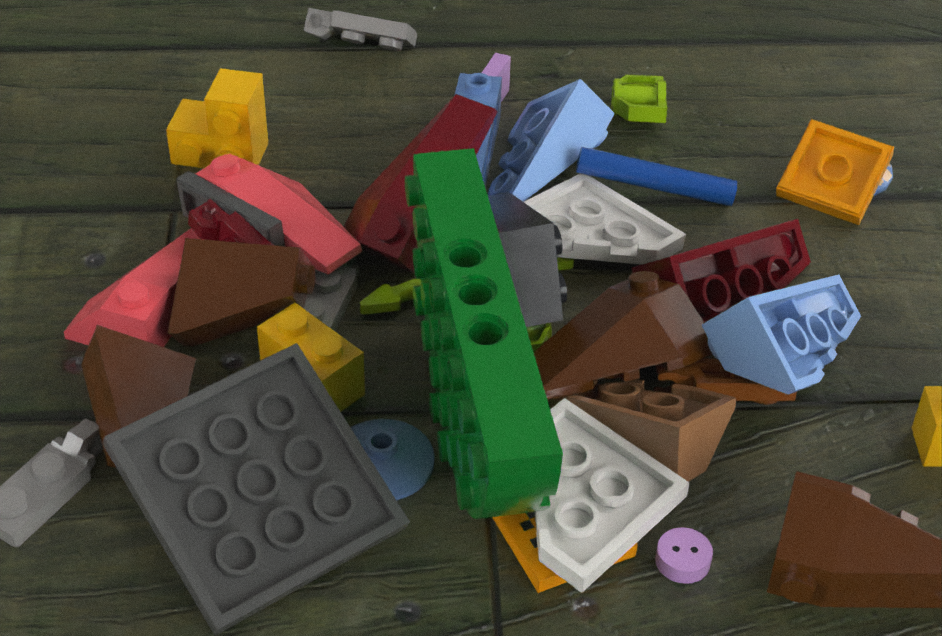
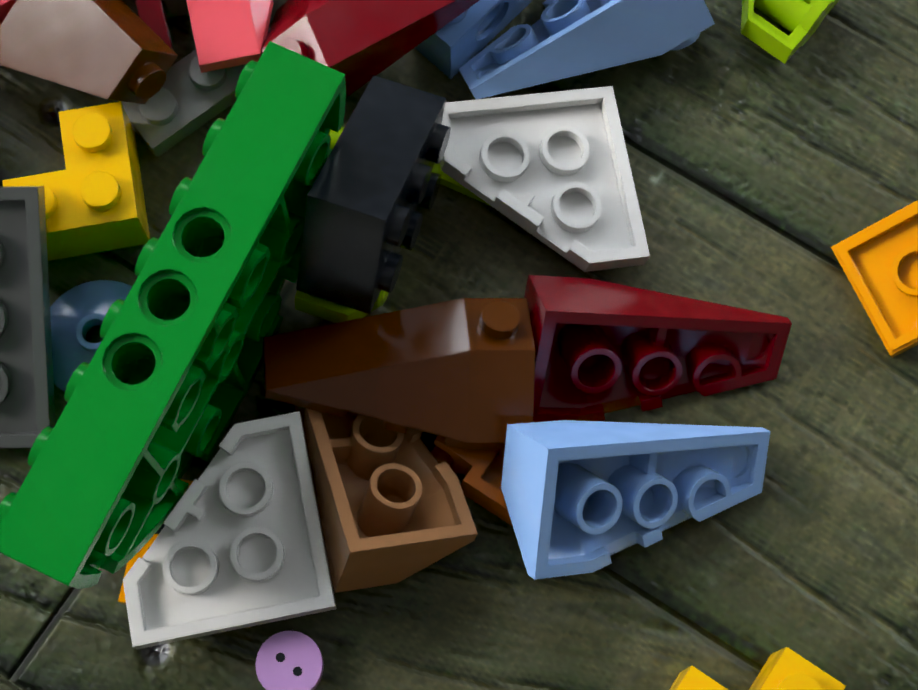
camera: 35 degrees right, 30 degrees up
(656, 176) = (691, 146): blue piece -> none

